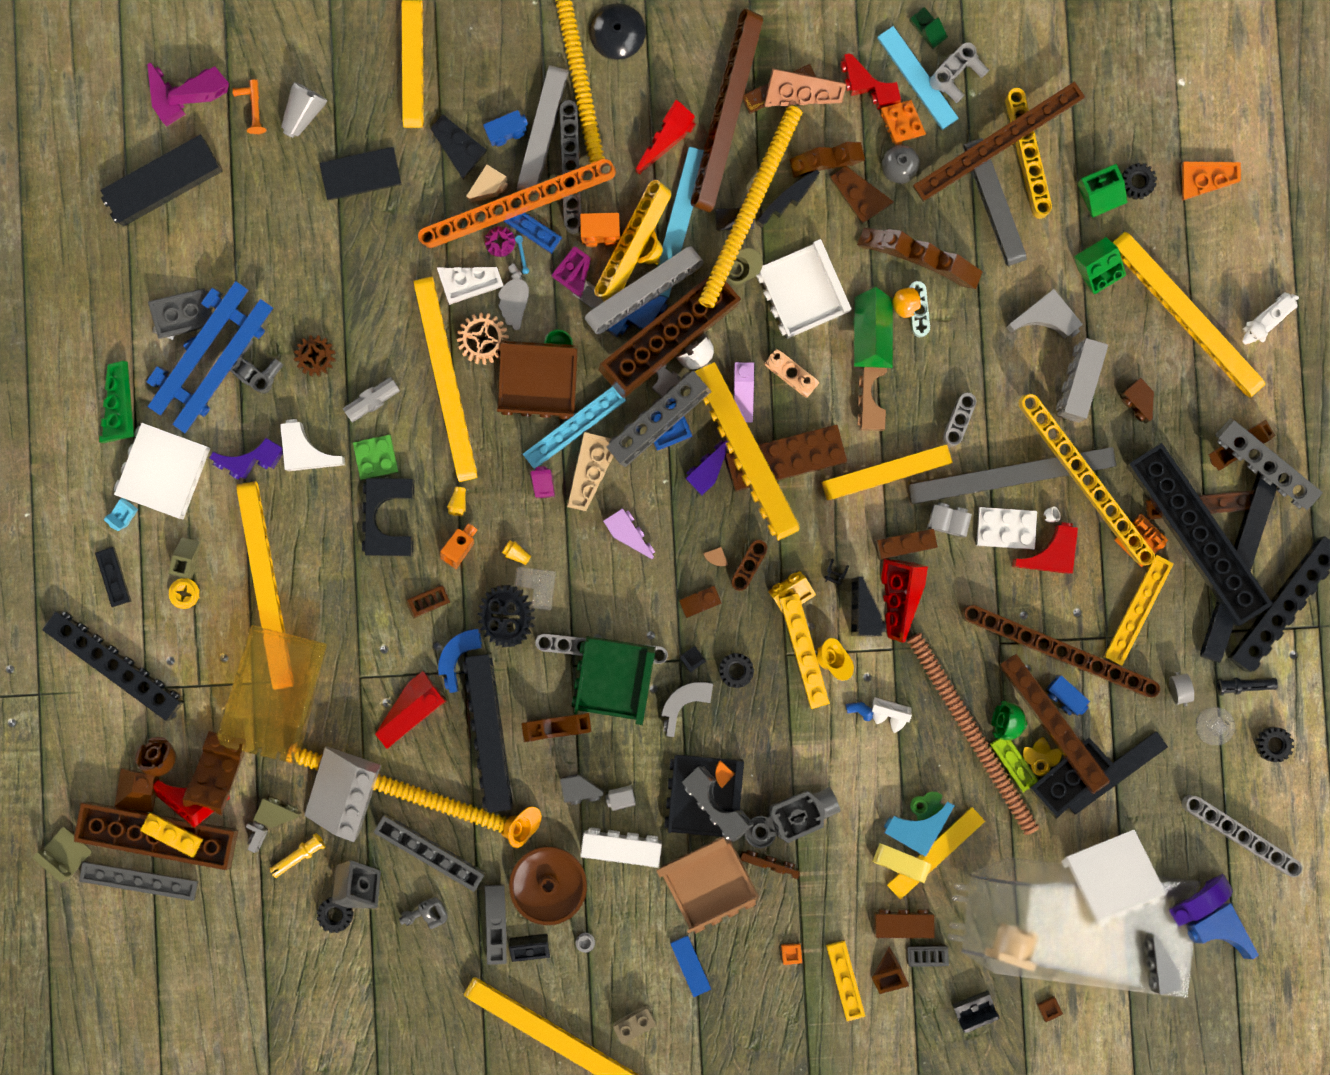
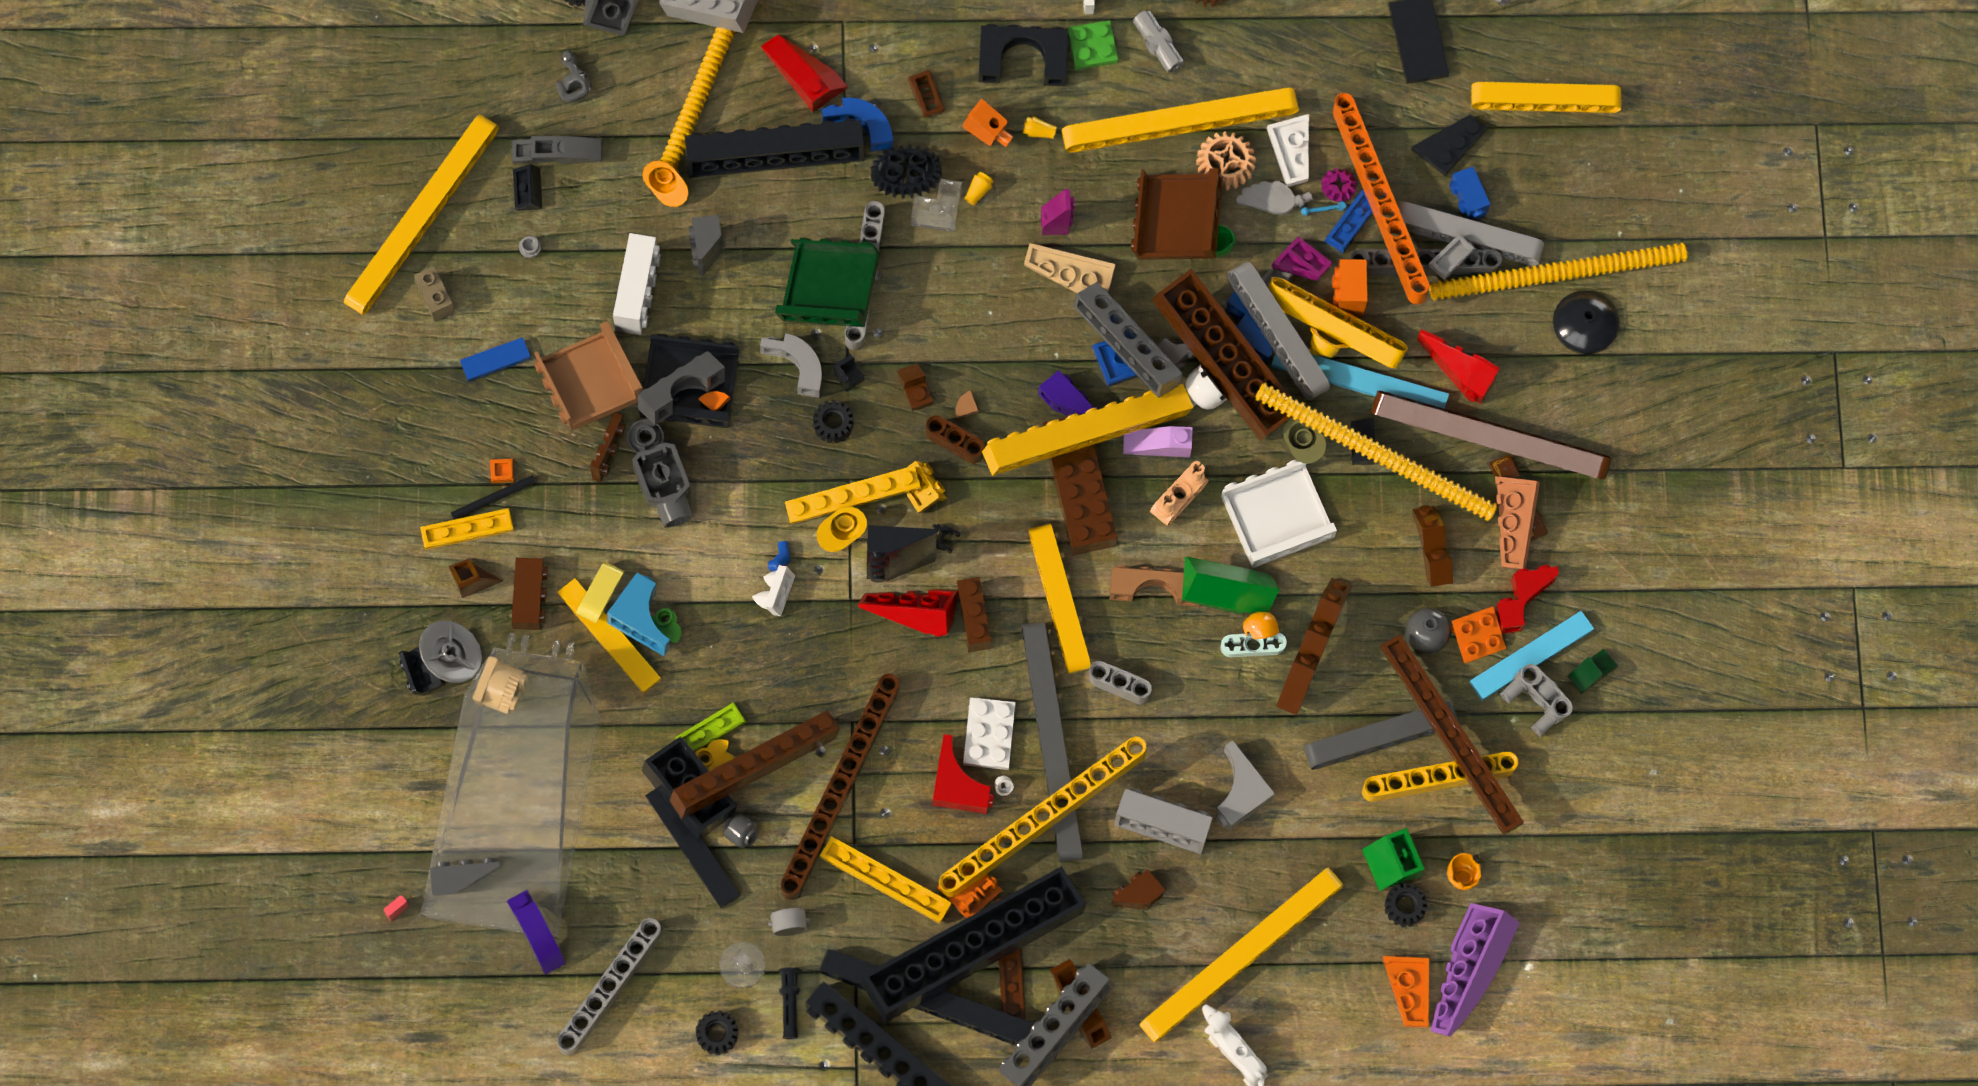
camera: 90 degrees right, 15 degrees down
(429, 852) = (642, 83): dark grey brick -> none
(487, 185) = (1404, 172): tan slope -> none
(548, 885) = (597, 206): reddish brown dish -> none
(556, 727) = (776, 218): reddish brown arch -> none
(569, 142) = (1451, 257): none -> light grey tile
(573, 427) = (1119, 253): medium azure plate -> none
(620, 798) = (693, 286): light grey brick -> none
(623, 530) = (1000, 304): lavender slope -> none
(792, 195) = (1391, 506): black slope -> none
(816, 959) = (489, 499): none -> black bar
(860, 195) = (1391, 583): reddish brown wing -> none
(935, 948) = (494, 638): dark grey slope -> none
(948, 520) = (1000, 666): light grey brick -> none
(962, 975) = (459, 642): none -> light grey piece
(973, 735) = (746, 682): nougat piece -> none
(1008, 721) = (759, 722): green cylinder -> none
(1049, 1009) = (417, 757): reddish brown tile -> none
(1067, 695) = (786, 792): blue brick -> none
(1100, 265) = (1302, 854): green slope -> none
(1103, 732) = (741, 830): none -> dark grey head
(1110, 133) = (1464, 871): none -> light orange hair
(1115, 877) = (569, 825): white panel -> none
(1183, 1018) = (396, 908): none -> coral tile
(1184, 125) = (1474, 962): none -> medium lavender wedge
(1222, 925) = (504, 953): blue arch -> none

